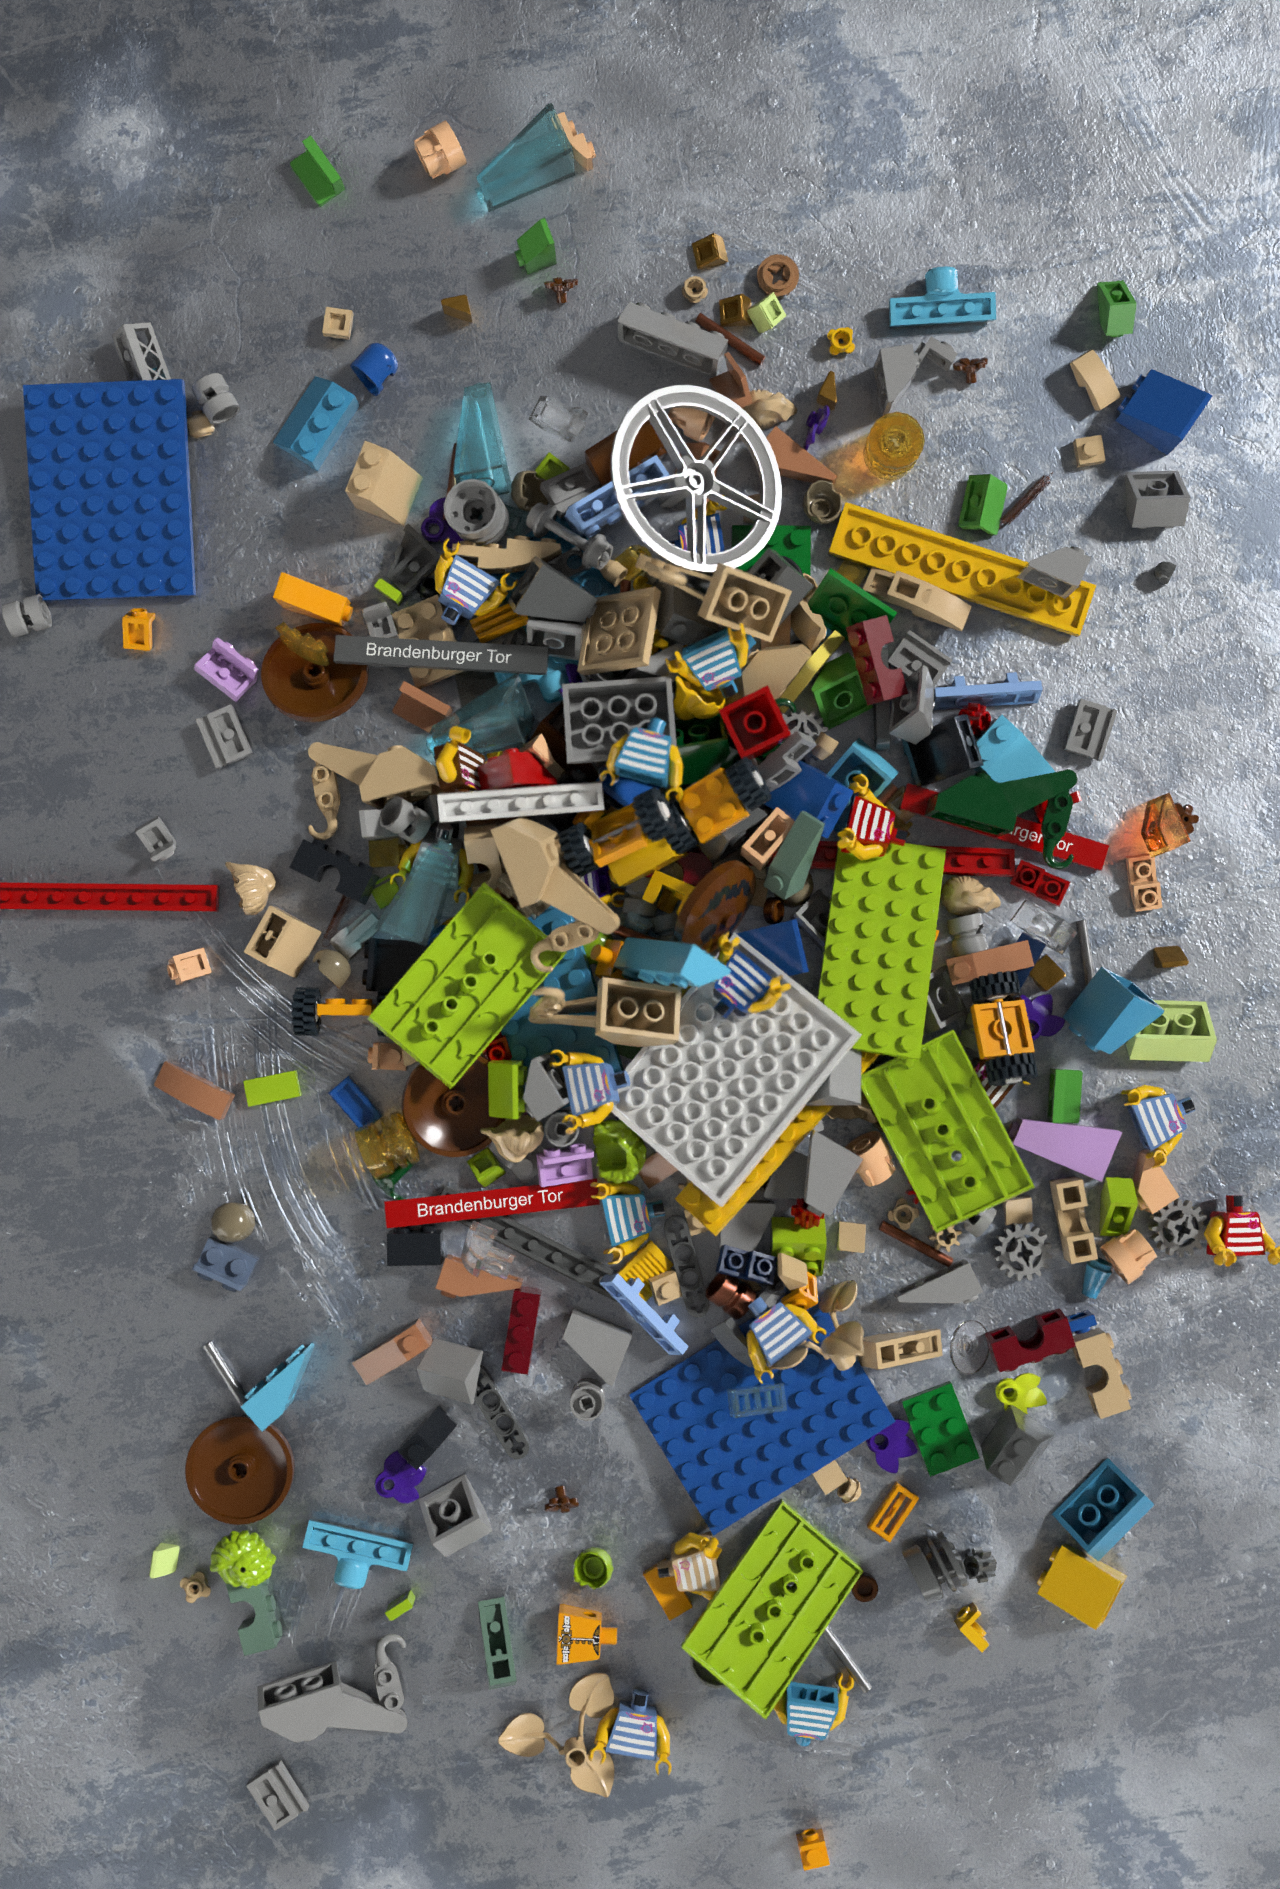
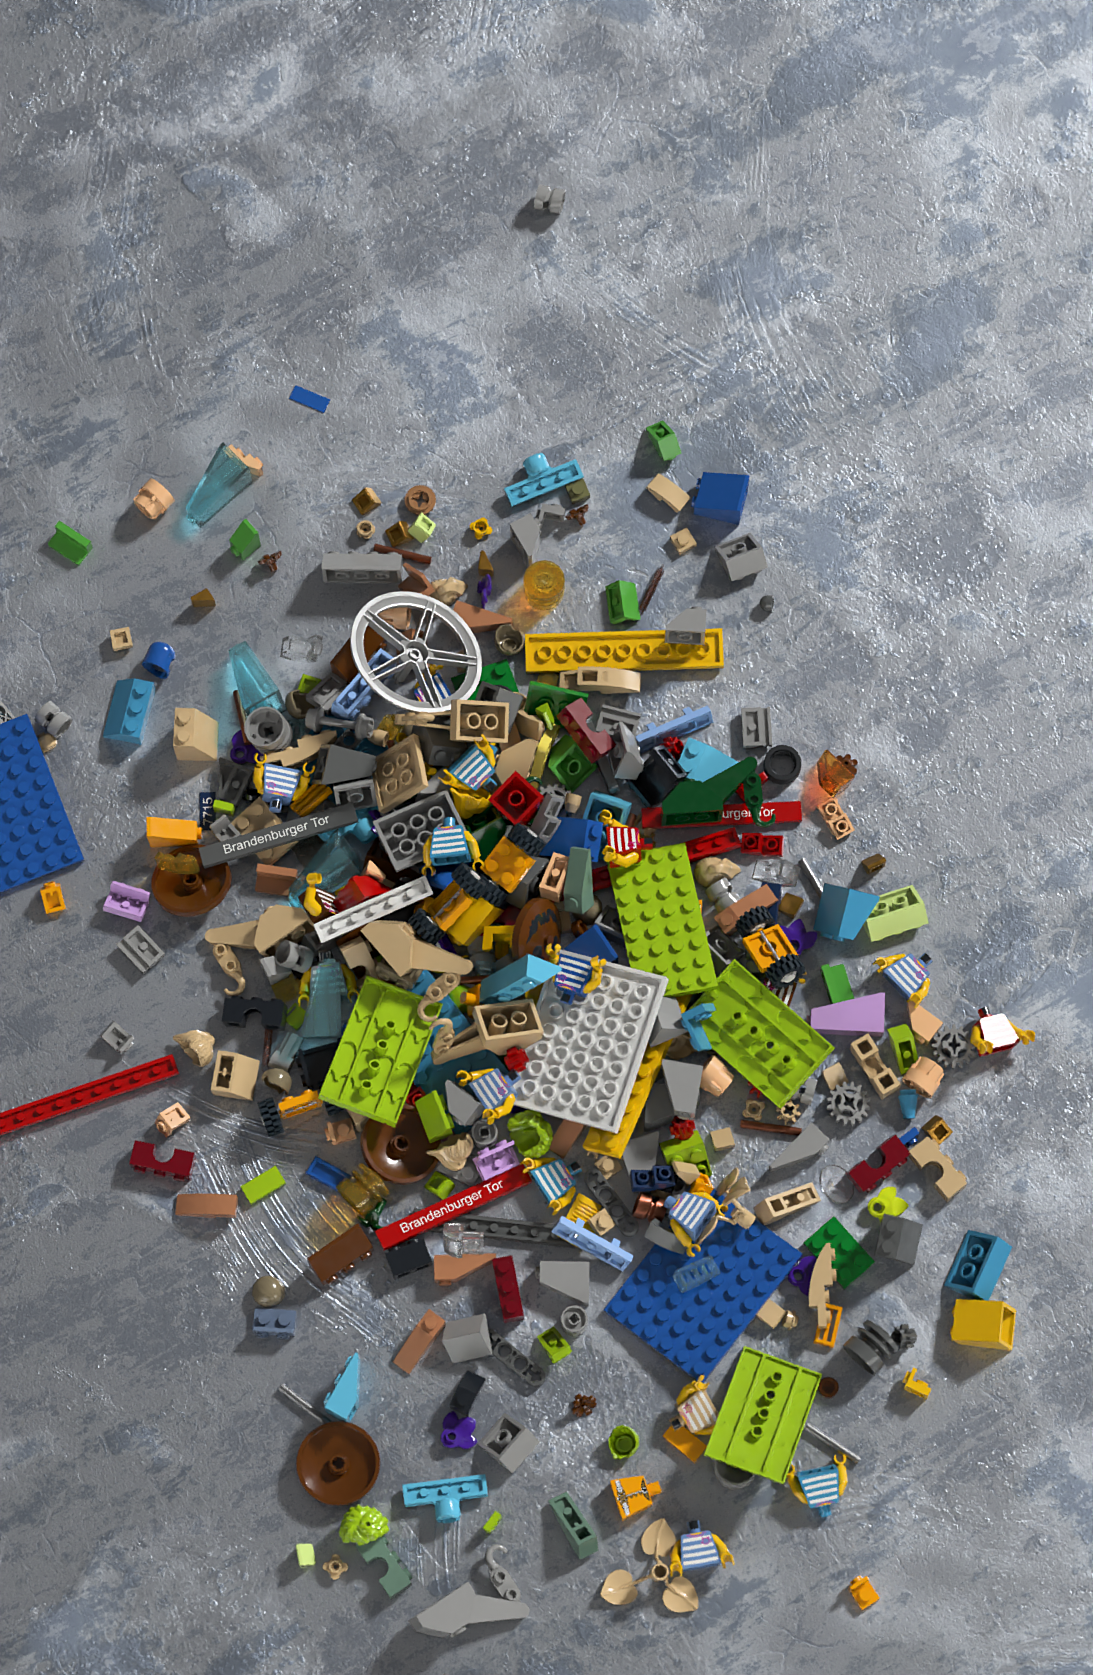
camera: 20 degrees left, 15 degrees down
(138, 1004) = (179, 1166): none -> dark red arch
(332, 1215) = (340, 1255): none -> reddish brown slope
(367, 593) = (207, 813): none -> dark blue sticker
(553, 1418) = (554, 1344): none -> lime slope
(632, 1059) = (516, 1059): none -> red gear
(686, 88) = (309, 398): none -> blue sticker
(832, 620) = (545, 715): none -> lime slope
(869, 1097) = (692, 1024): none -> dark azure bracket
(908, 1460) = (822, 1277): none -> tan slope
(980, 336) = (577, 491): none -> olive plate
(1117, 1319) = (937, 1129): none -> pearl gold slope
(1124, 786) = (782, 749): none -> black tyre

